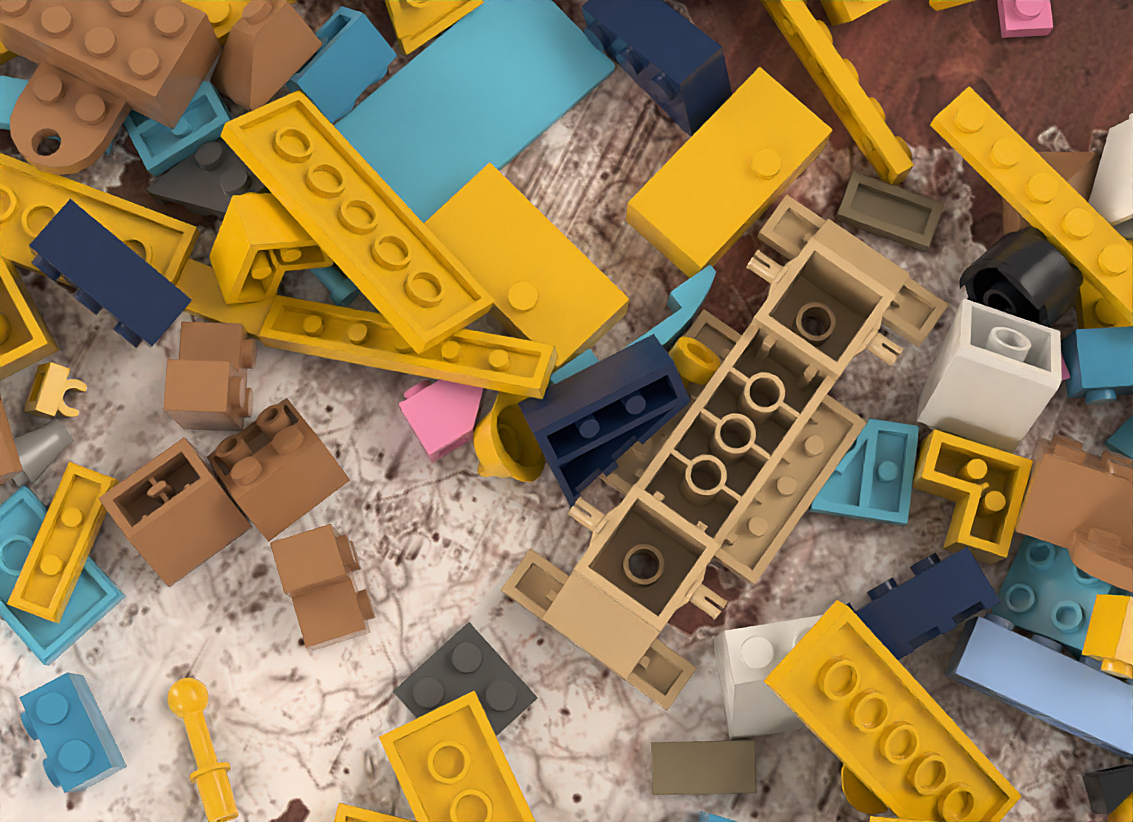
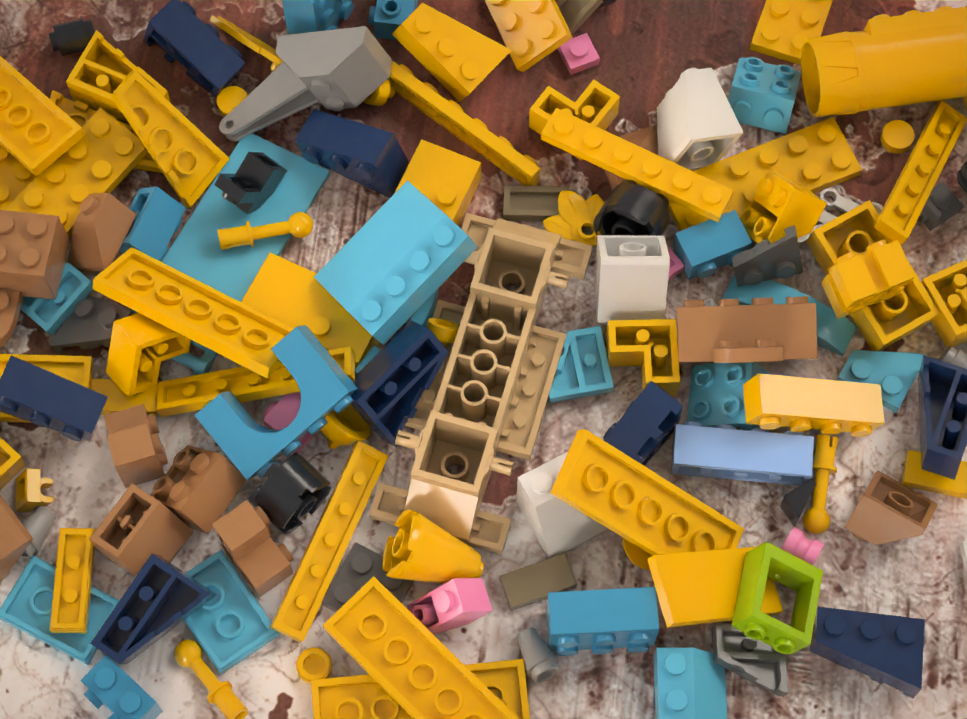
camera: 15 degrees left, 10 degrees down
(154, 623) = (150, 609): none -> dark blue wedge
(251, 656) = (231, 622): none -> medium azure tile
(352, 778) = (314, 665): none -> yellow tile
(400, 523) = (290, 492): none -> black brick
(432, 609) = (329, 541): none -> yellow plate
(490, 399) = (322, 390): none -> dark azure arch
(500, 50) = (252, 183): none -> black brick
(545, 132) = (298, 225): none -> yellow pin
(562, 682) = (428, 552): none -> yellow cone
(569, 764) = (452, 605): none -> bright pink slope
(659, 243) = (395, 262): none -> medium azure slope
(937, 249) = (573, 216): none -> yellow plate
(1021, 101) = (595, 105): none -> yellow brick

